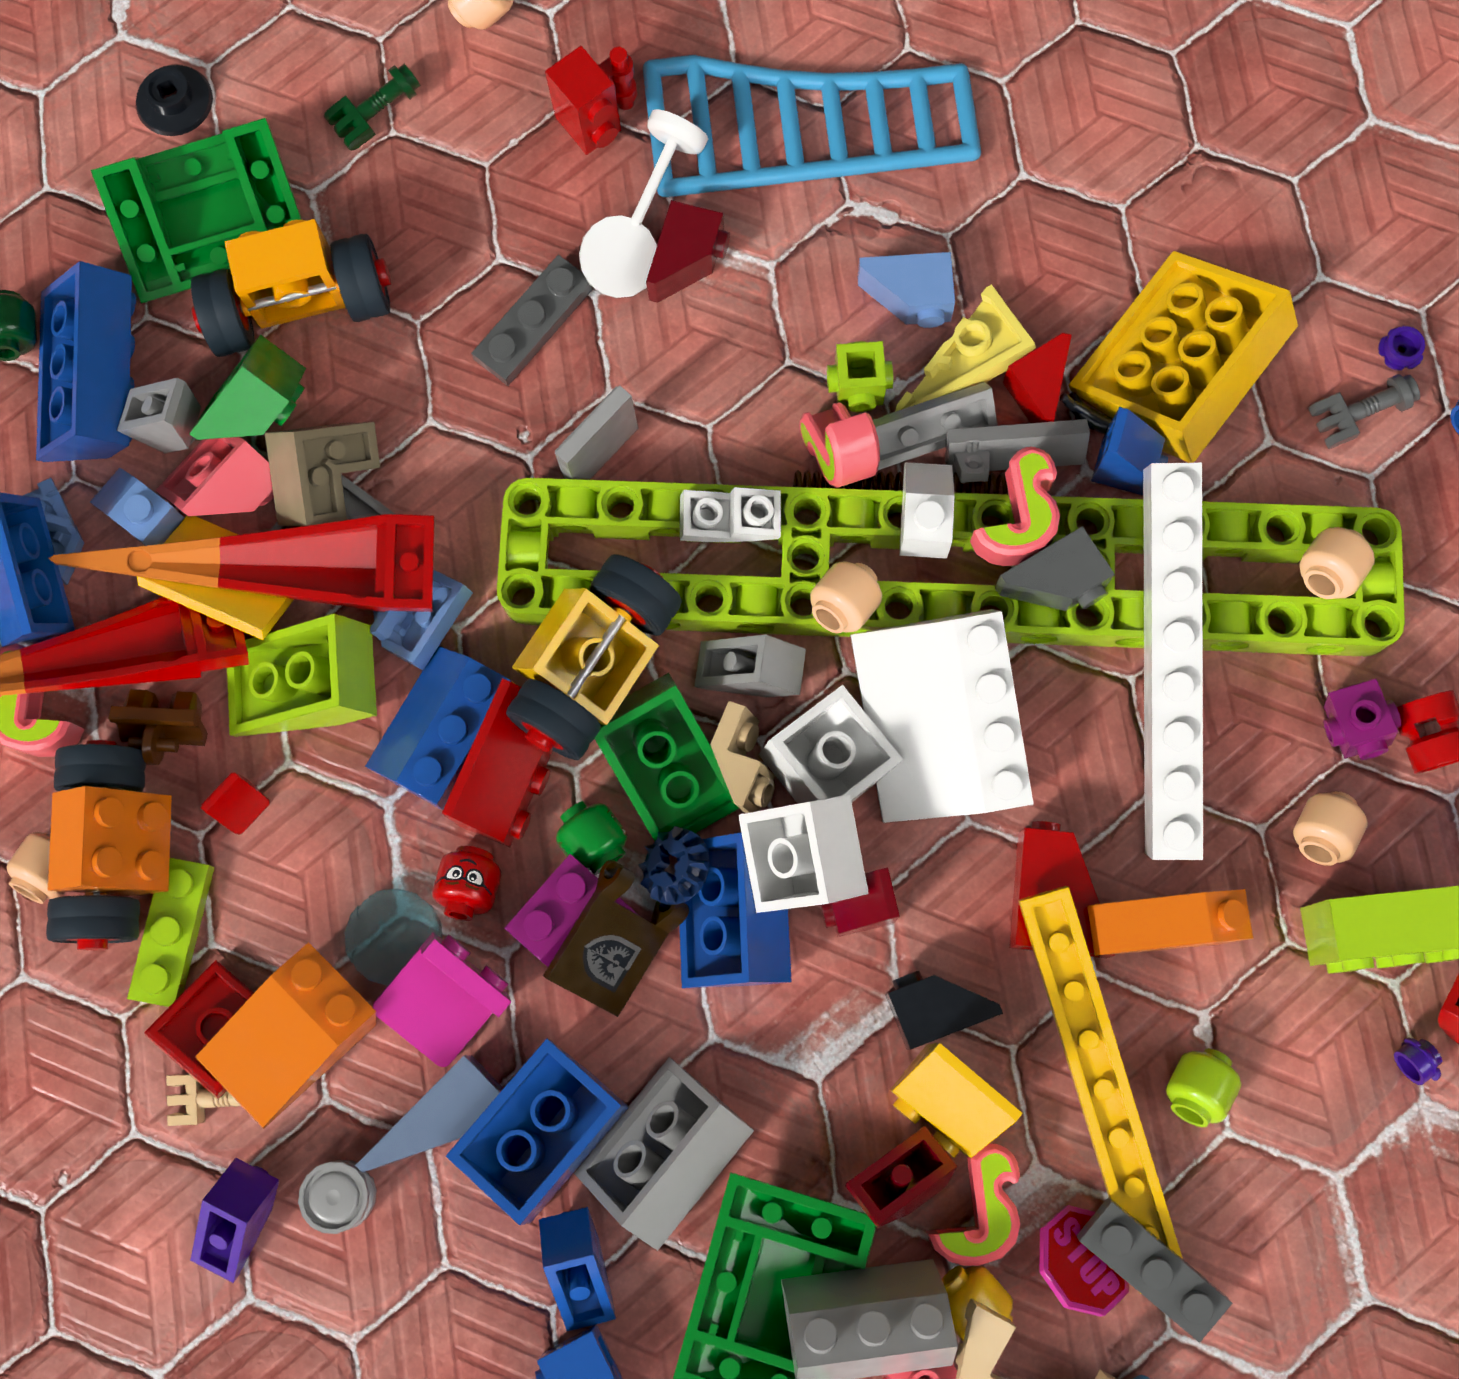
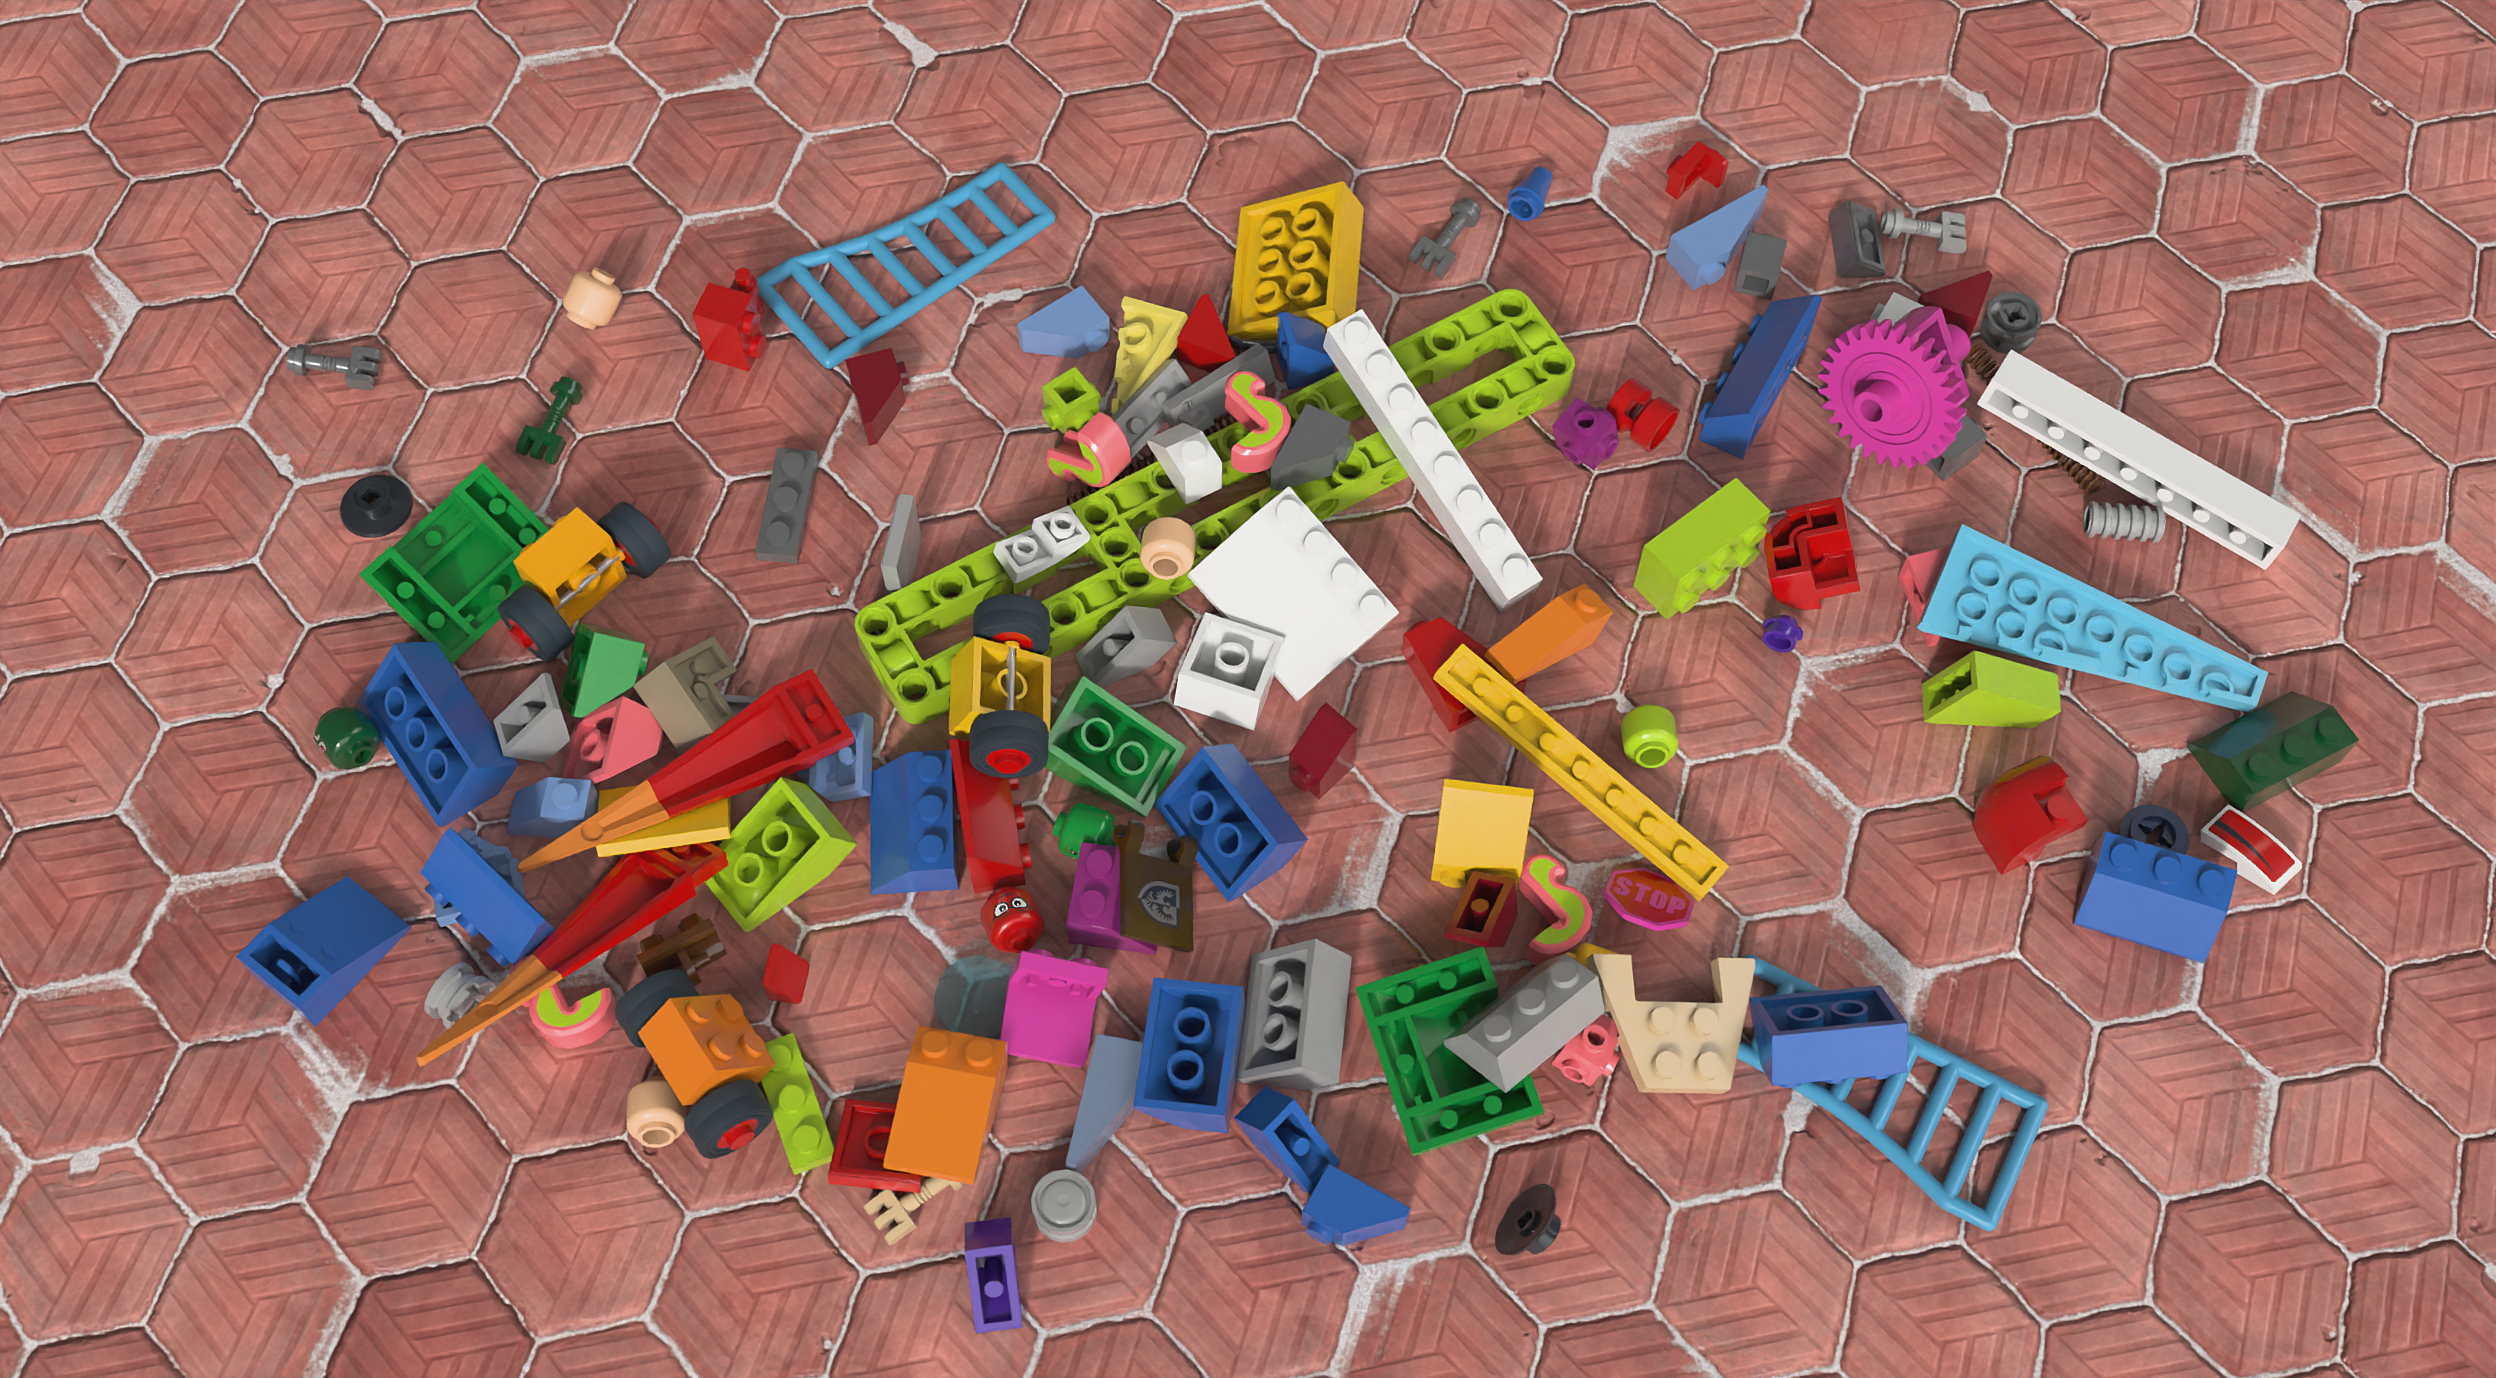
camera: 40 degrees left, 15 degrees down
(619, 248) = (824, 418): white piece -> none
(690, 869) = (1178, 799): dark blue gear -> none
(746, 778) = (1171, 715): tan slope -> none
(803, 854) = (1257, 731): white brick -> none
(935, 1008) = (1416, 798): black slope -> none
(1154, 1269) = (1699, 870): dark grey plate -> none
(1330, 828) = (1615, 516): light nougat head -> none
(1336, 563) = (1498, 335): light nougat head -> none
(1410, 340) = (1448, 178): dark purple plate -> none

